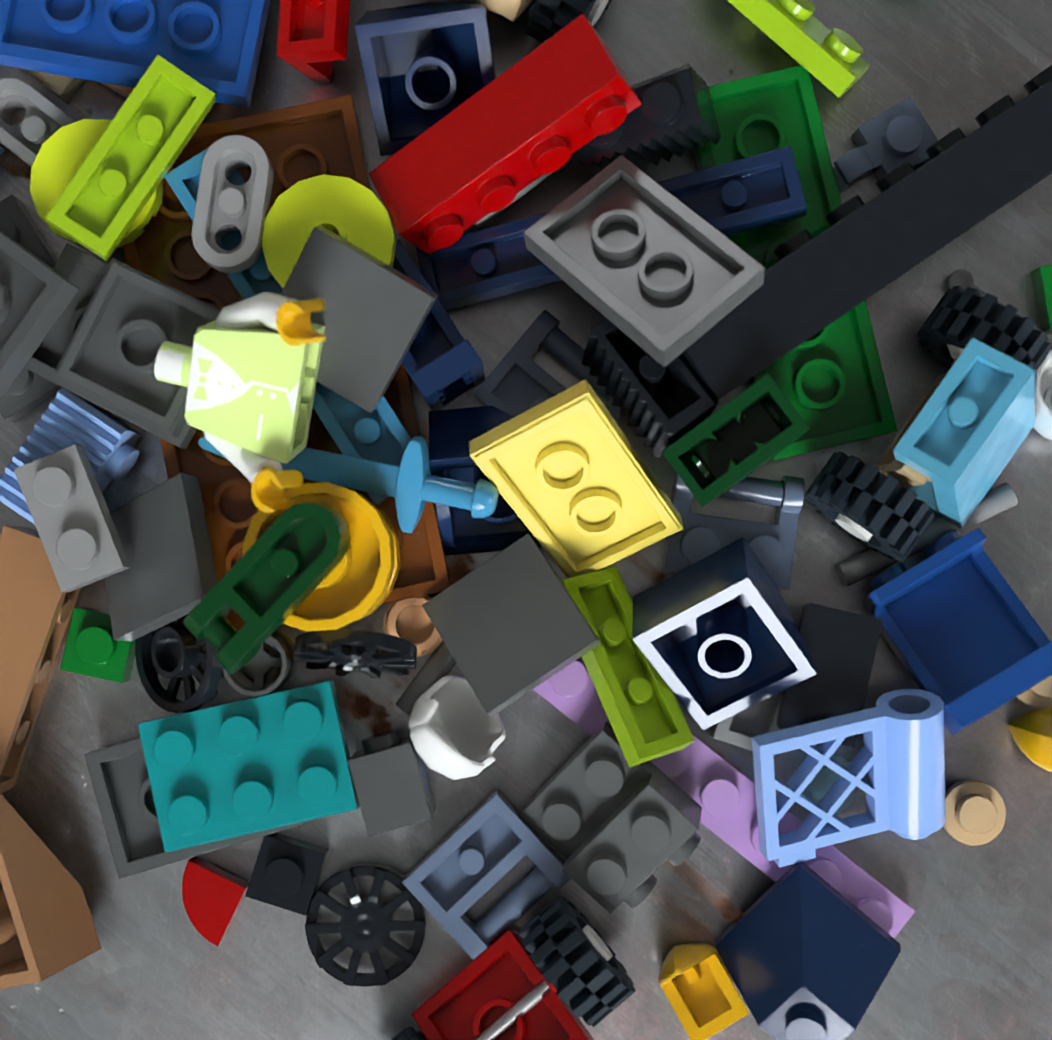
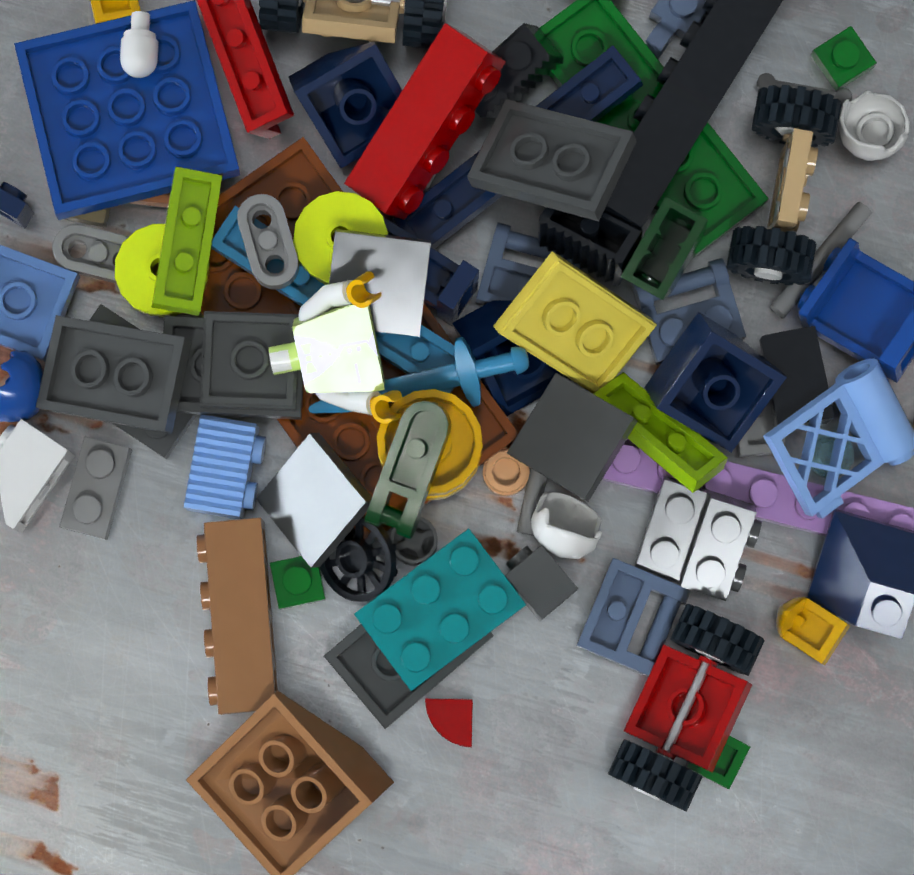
camera: 30 degrees left, 5 degrees down
(72, 518) = (250, 495): light grey plate -> none
(287, 872) = (495, 678): black plate -> none
(355, 651) = (477, 502): black wheel -> none
(364, 926) = (565, 689): black wheel -> none
(969, 430) = (813, 178): medium azure panel -> none

